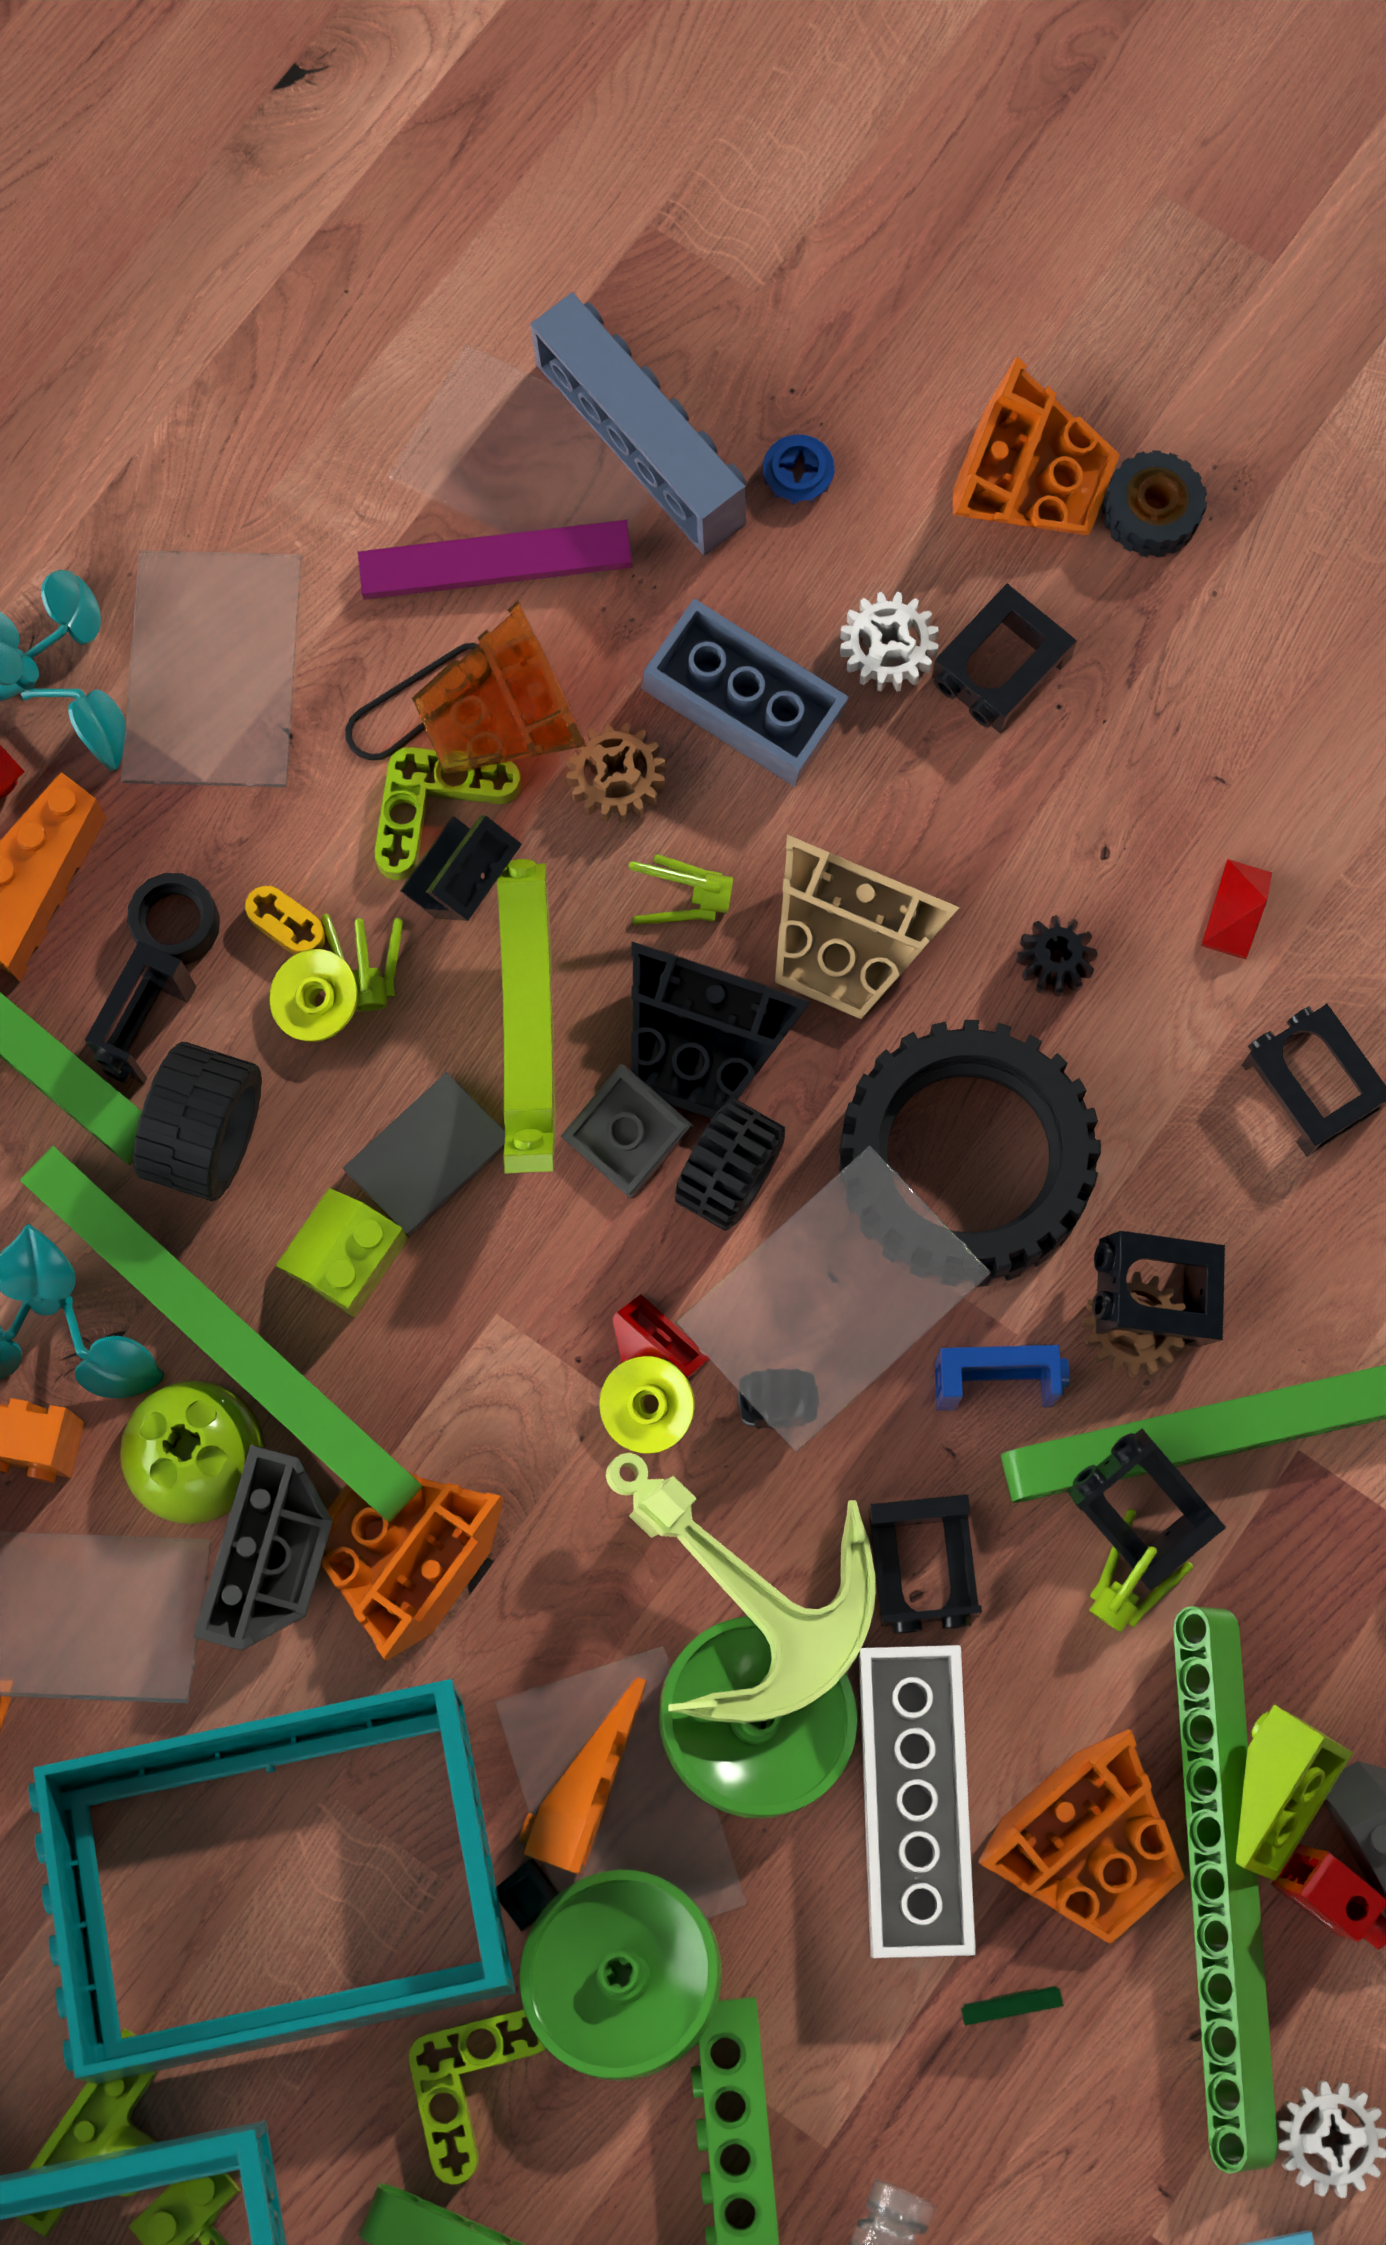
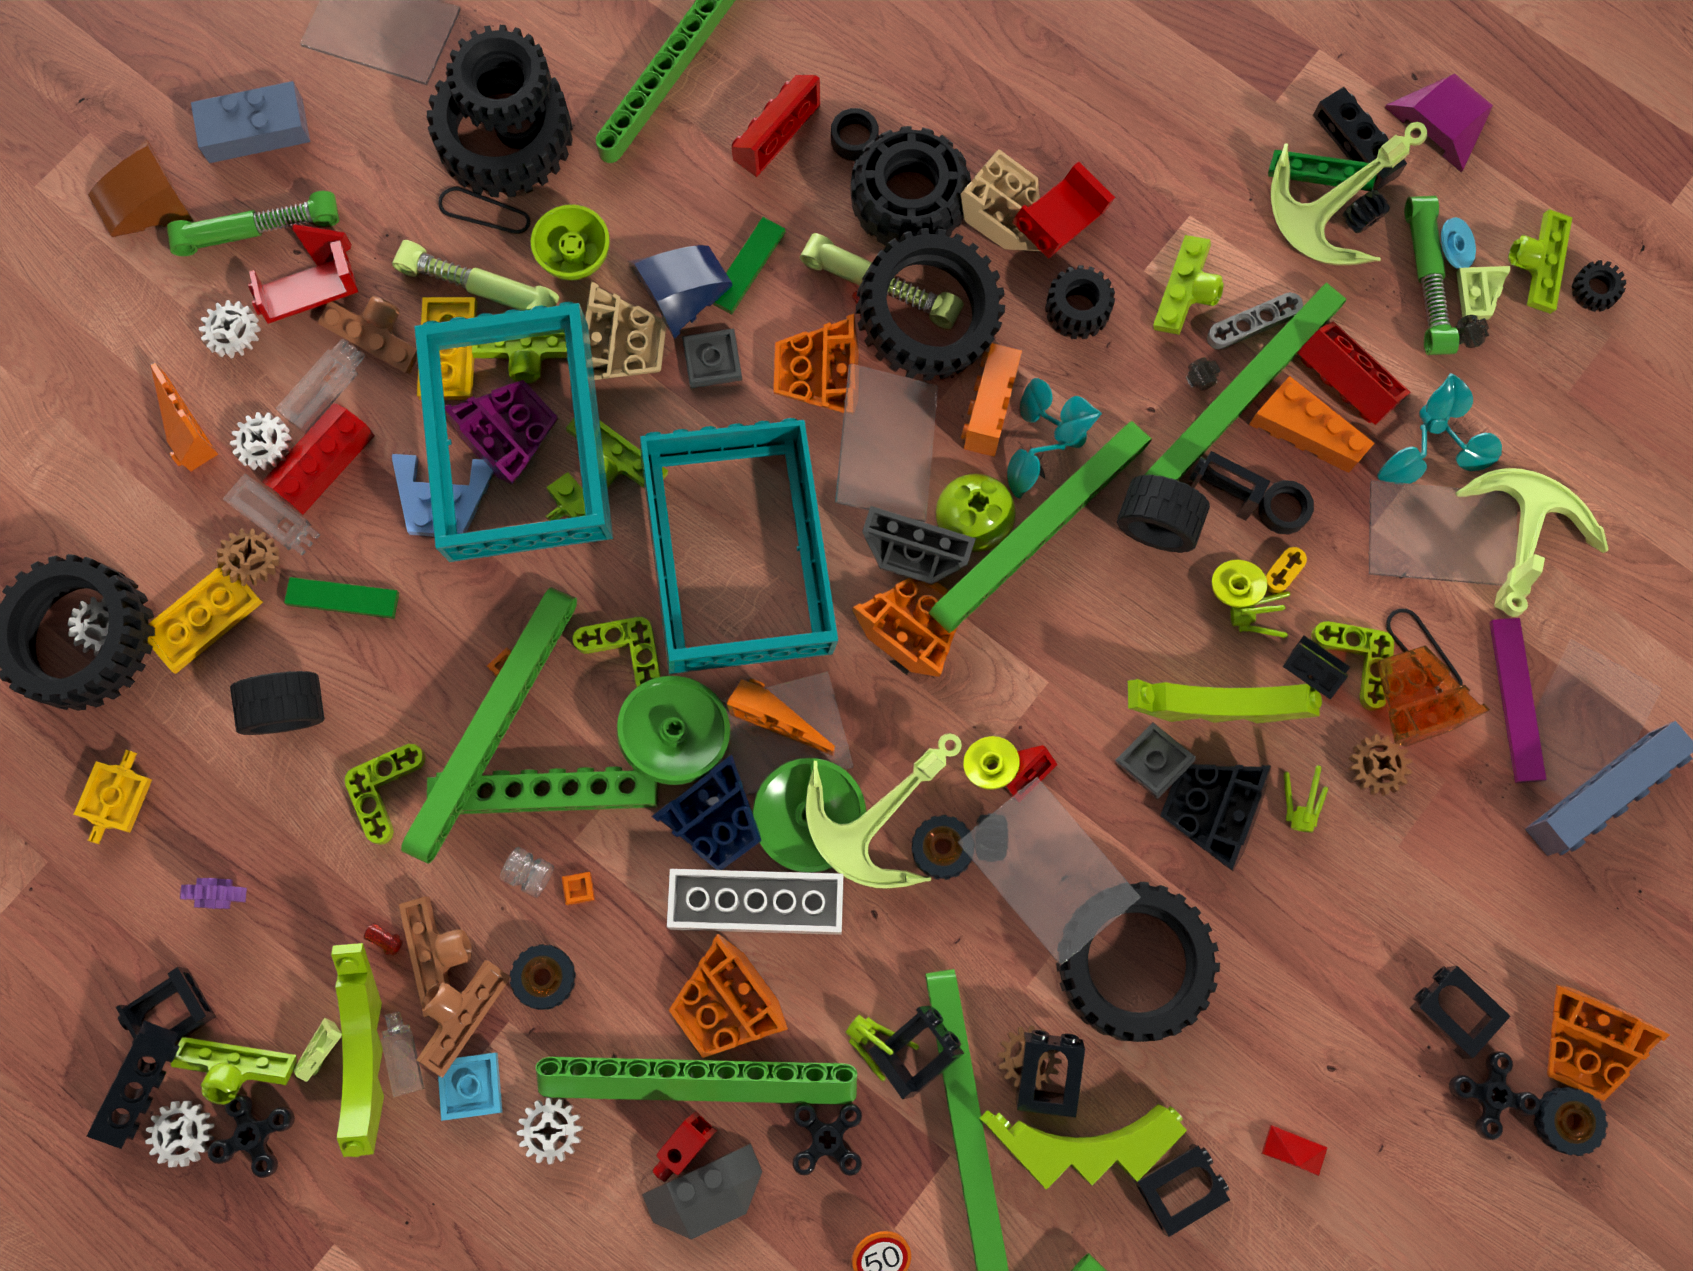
camera: 90 degrees right, 0 degrees up
(147, 518) = (1536, 498): none -> yellowish green piece
(343, 1251) = (1086, 596): lime slope -> none
(427, 1154) = (1143, 644): dark grey tile -> none
(526, 1894) = (721, 683): black tile -> none
(729, 1164) = (1132, 816): black tyre -> none
(744, 692) = (1433, 845): sand blue brick -> none
(773, 1886) = (714, 817): none -> dark blue wedge
(785, 454) = (1594, 882): blue gear -> none
(802, 1513) = (924, 853): none -> black wheel
(849, 928) = (1281, 900): tan wedge -> none
(879, 624) = (1482, 937): white gear -> none
(911, 2129) = (578, 888): none -> orange tile
(963, 1593) = (870, 899): black panel -> none
(999, 1364) = (1007, 968): blue panel -> none
(1012, 2005) = (639, 947): dark green tile -> none
(1041, 945) = (1259, 1017): black gear -> none
(1105, 2186) = (524, 977): none -> black wheel
(1128, 596) = (1504, 1098): none -> black gear
(1284, 1787) = (747, 1119): lime slope -> none
(1286, 1283) = (1049, 1155): none -> lime arch
(1312, 1637) = (818, 1148): none -> black gear

